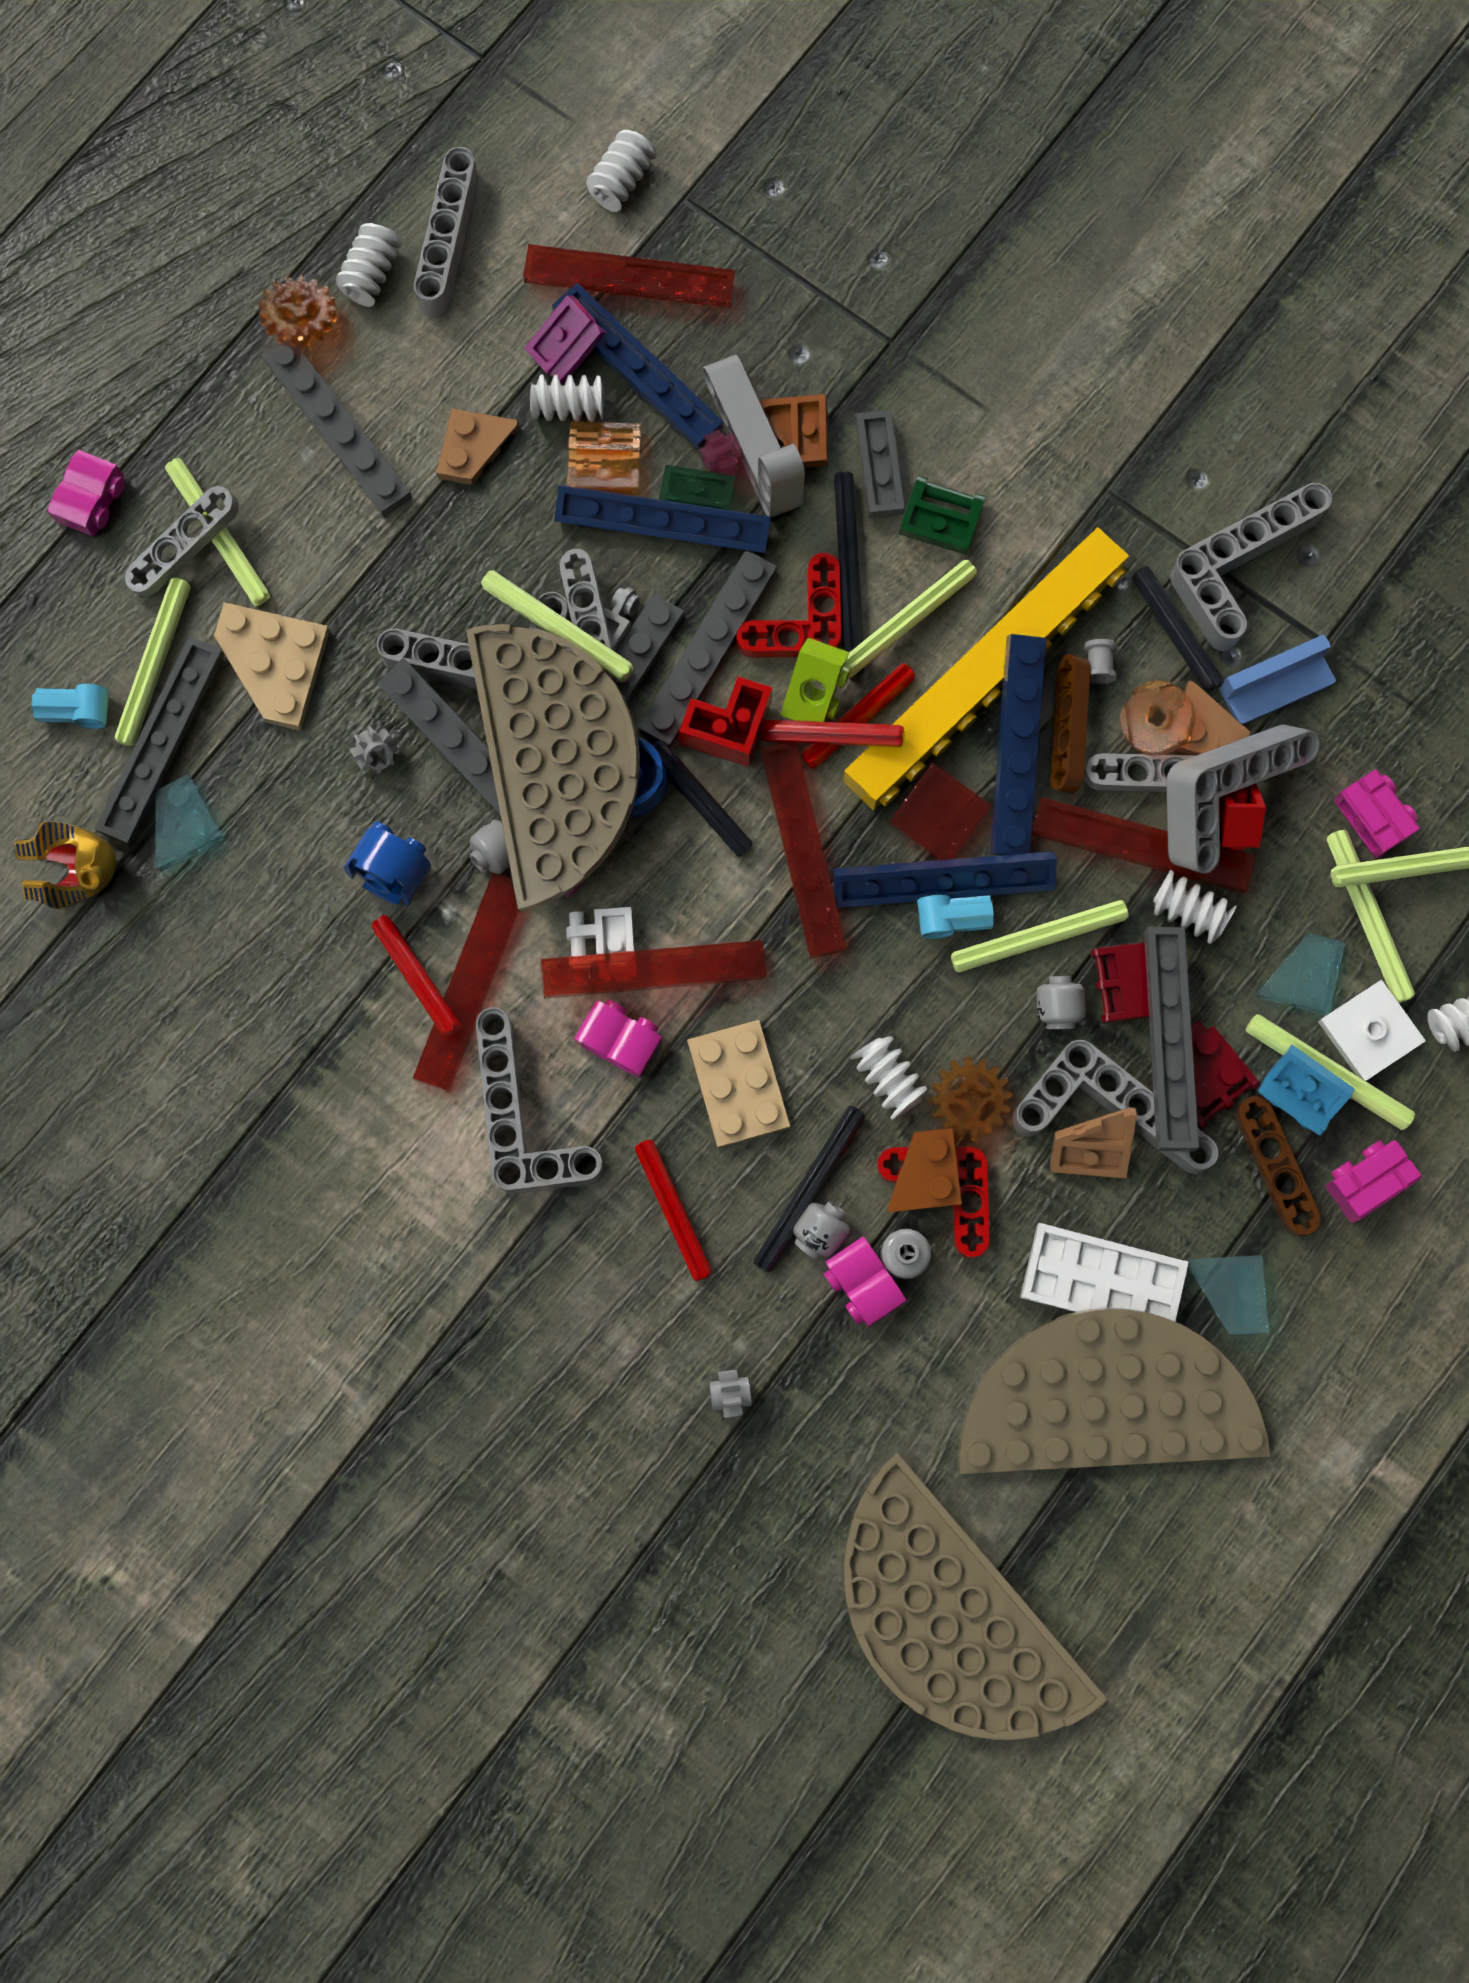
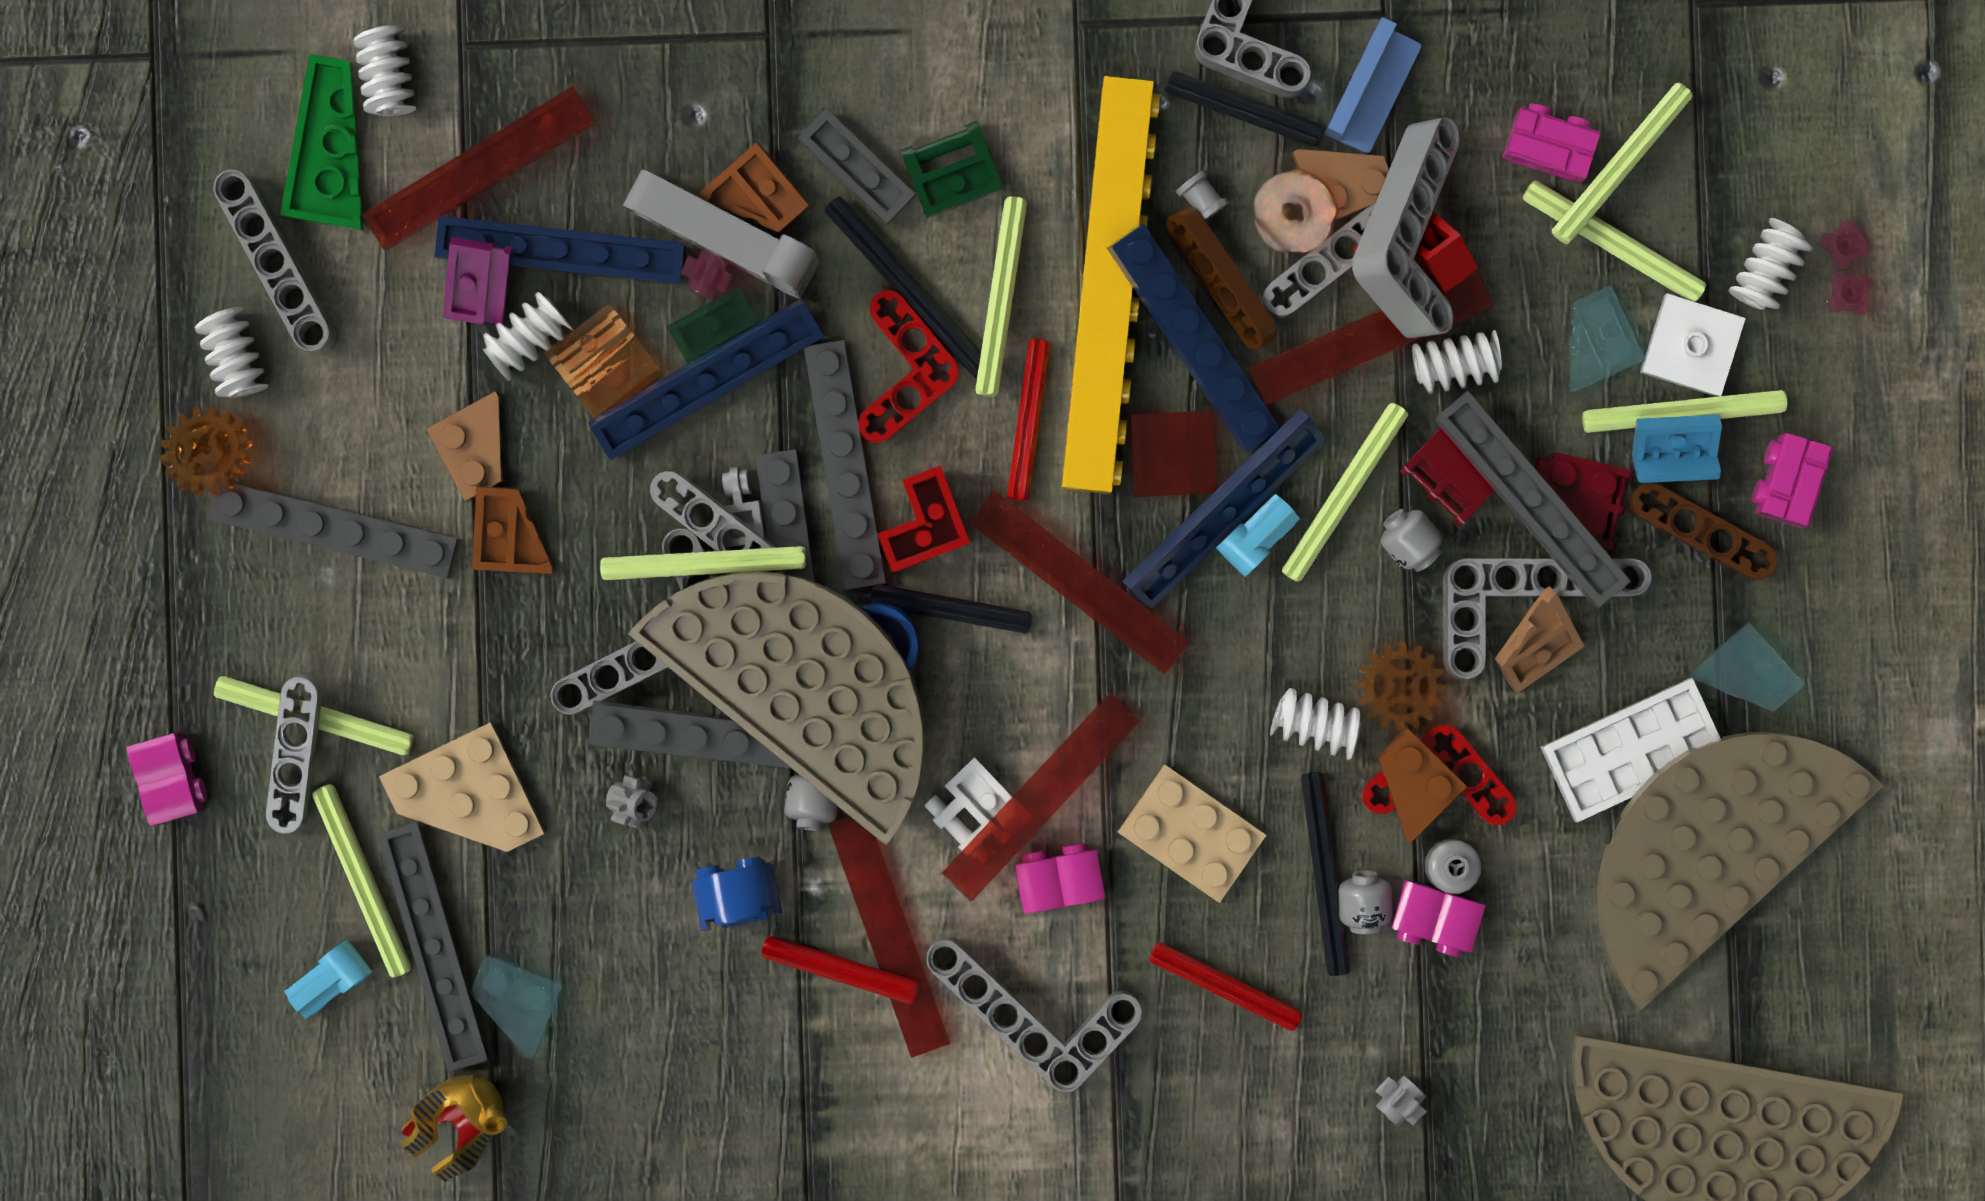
camera: 40 degrees left, 10 degrees up
(444, 513) = (506, 534): none -> dark orange wing
(537, 193) = (324, 157): none -> green wing
(821, 664) = (973, 428): lime brick -> none
(833, 733) = (1024, 461): red axle -> none

